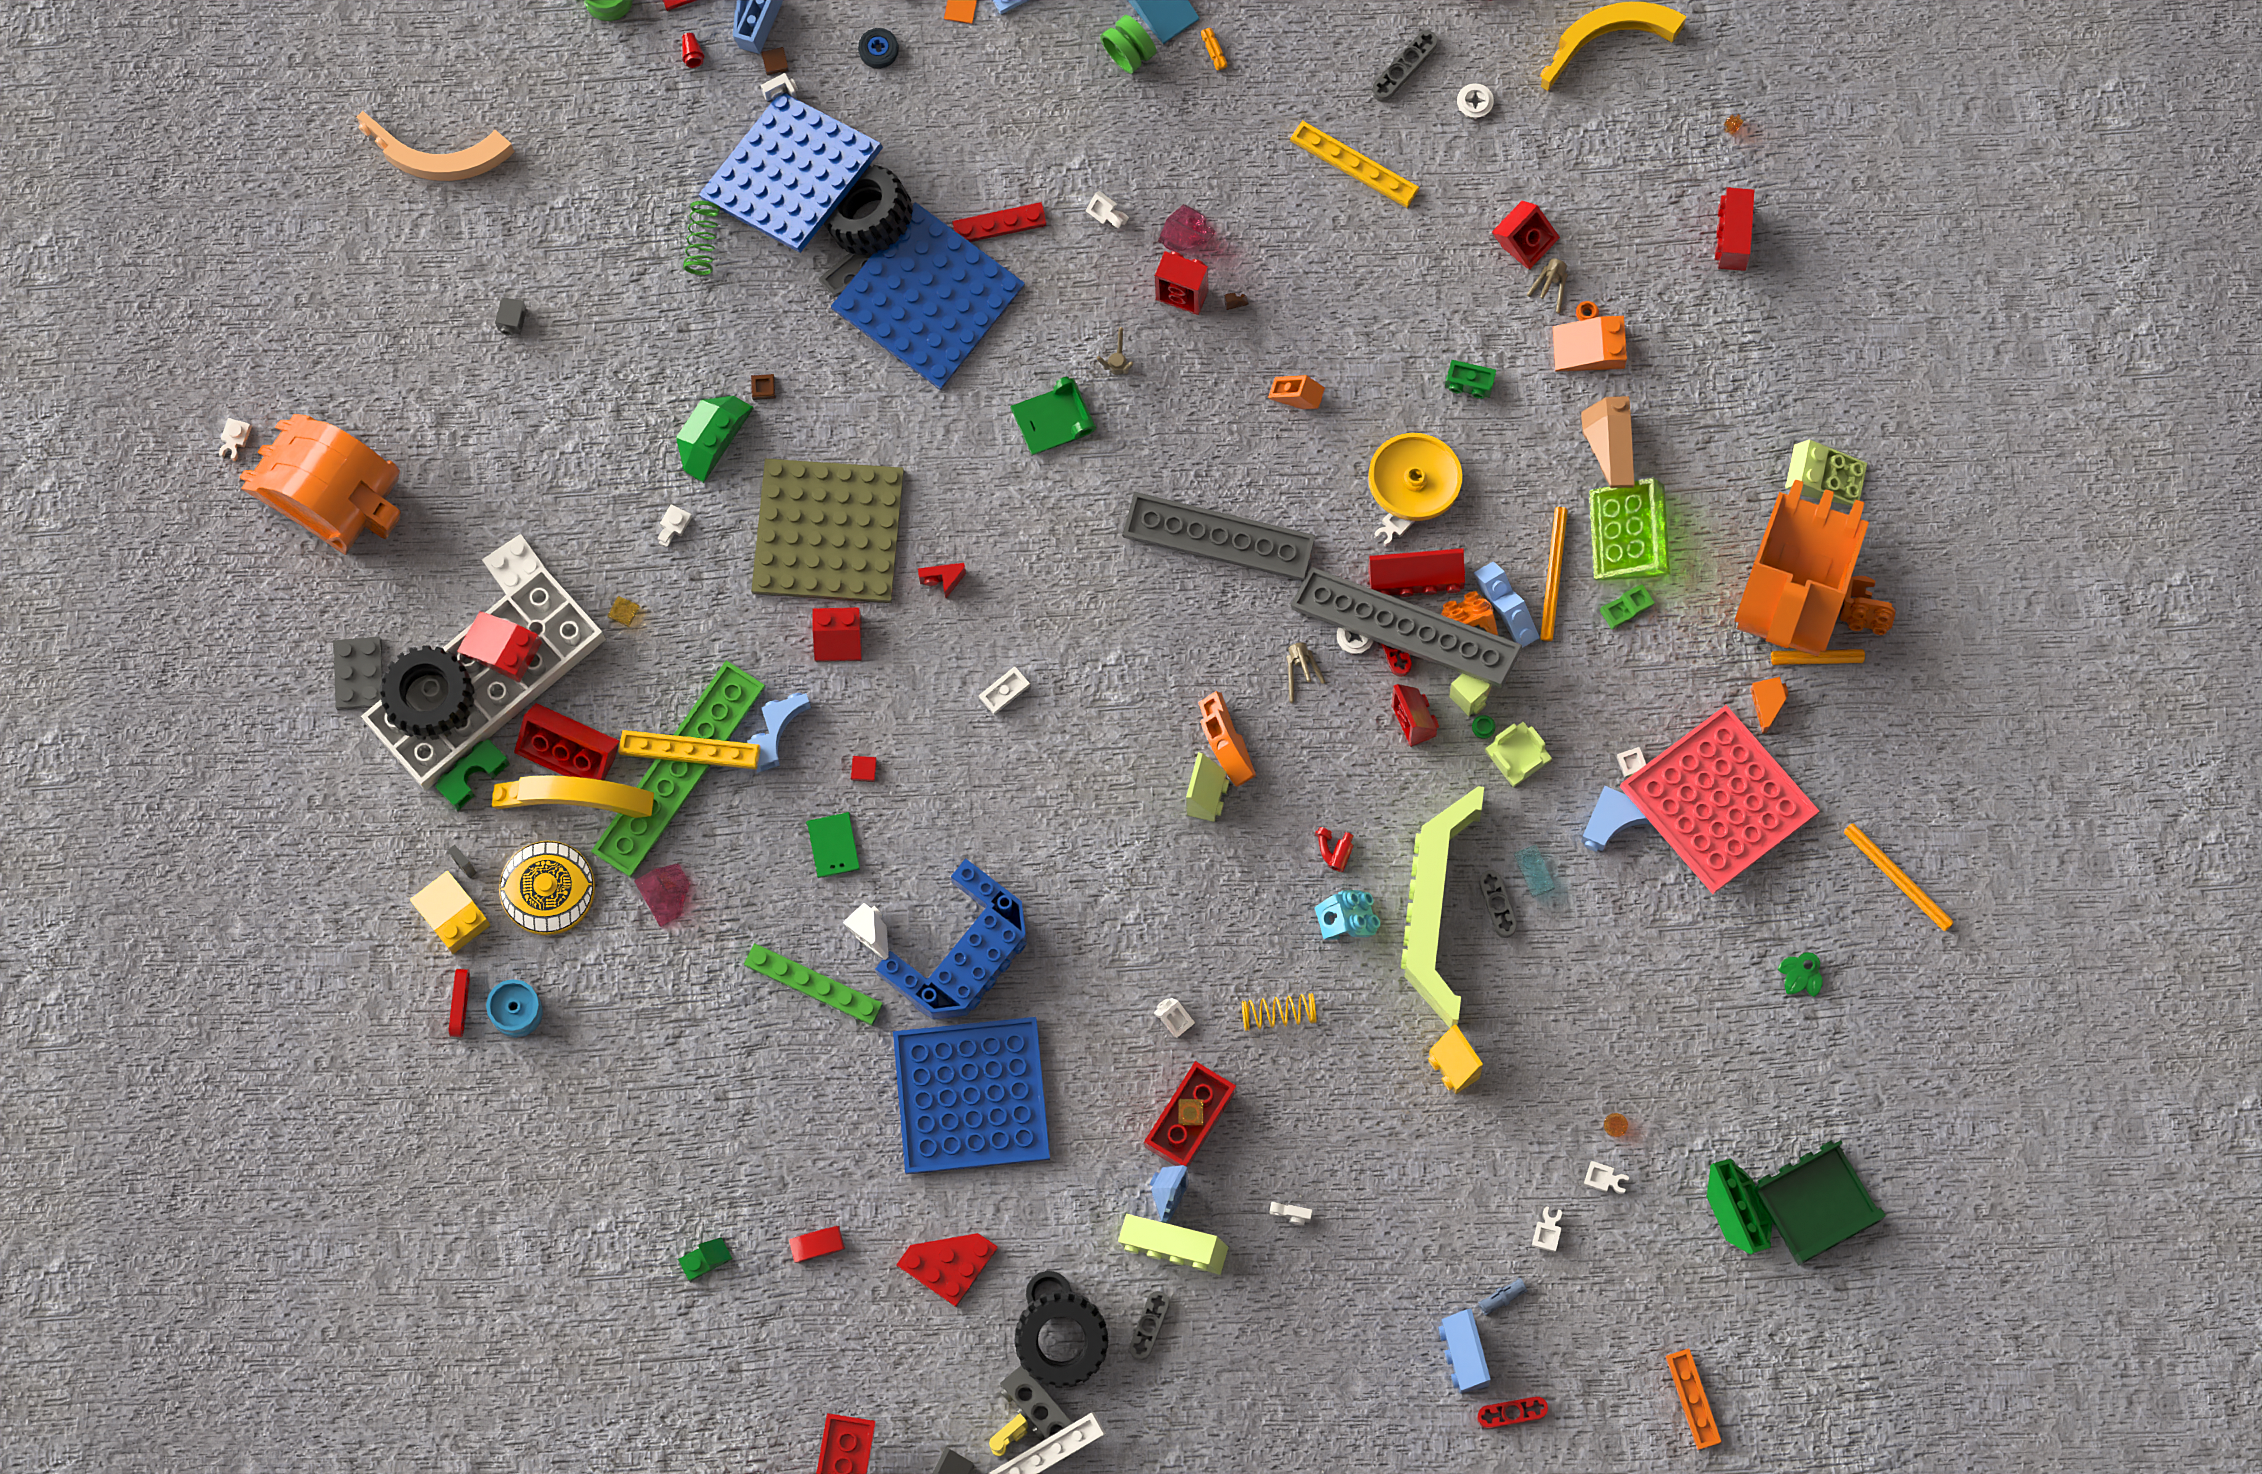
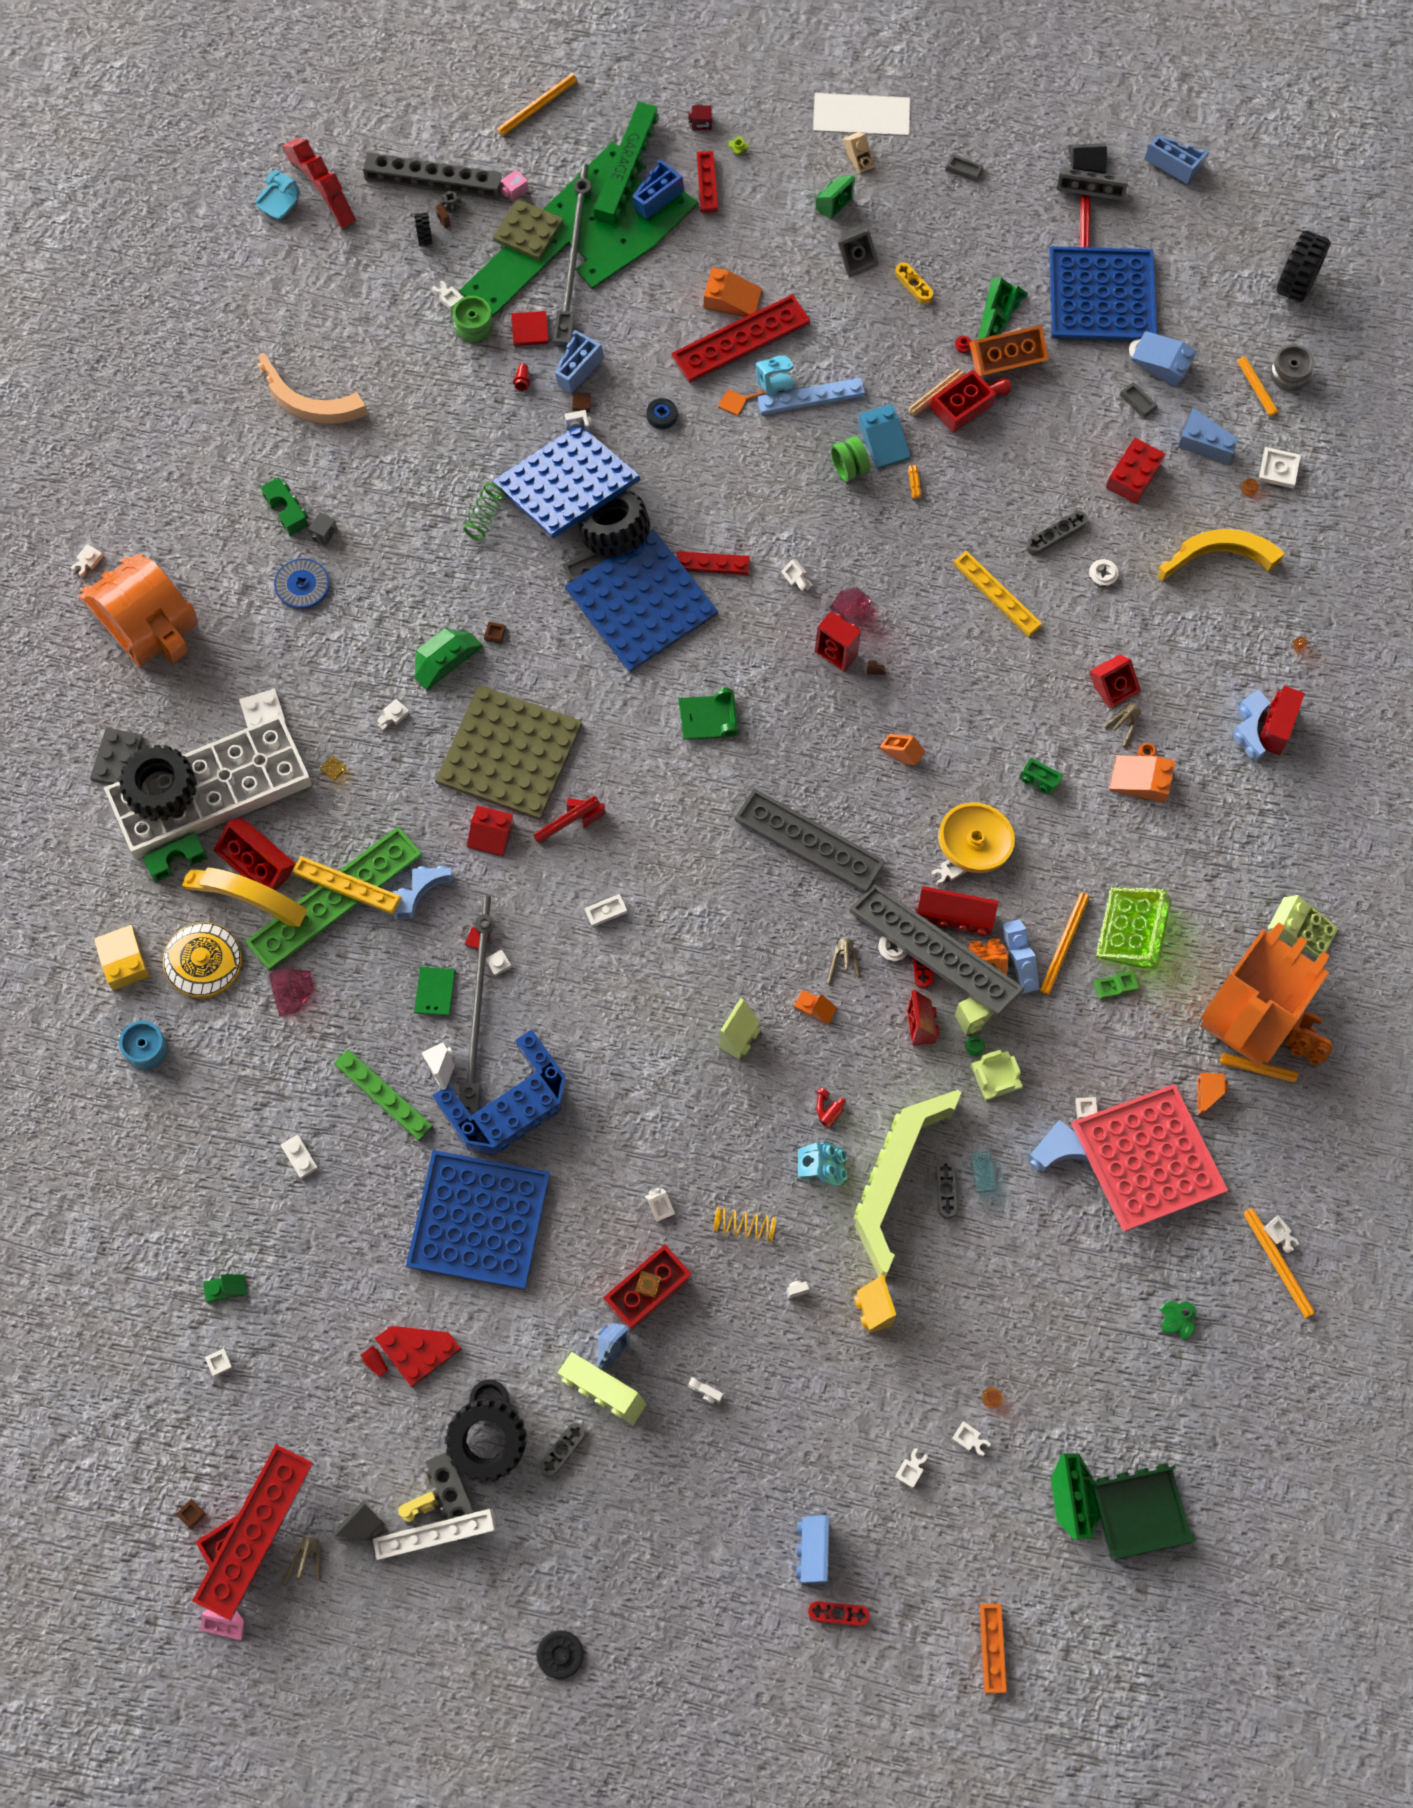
camera: 10 degrees right, 5 degrees down
(439, 287) = (277, 494): none -> green arch
(459, 1002) = (103, 1029): red beam -> none
(463, 863) = (142, 920): dark grey tile -> none
(500, 645) = (228, 765): slope -> none
(503, 375) = (293, 593): none -> piece
(727, 1344) = (218, 1362): none -> white plate
(739, 1084) = (299, 1156): none -> white plate
(816, 1244) = (317, 1302): red slope -> none
(897, 790) = (498, 963): none -> white plate
(904, 1290) = (374, 1361): none -> red cone
(913, 949) = (470, 1091): none -> dark grey bar
(924, 594) = (566, 819): none -> red axle
(1117, 361) = (770, 688): dark tan plant -> none
(1224, 740) = (766, 998): orange slope -> none
(1284, 734) = (815, 1007): none -> orange slope
(1360, 1068) = (797, 1289): none -> white plate
(1502, 1296) = (858, 1513): sand blue pin -> none
(1610, 437) = (1139, 849): medium nougat wedge -> none
(1699, 255) = (1246, 732): none -> light blue arch
(1890, 842) = (1280, 1233): none -> white plate

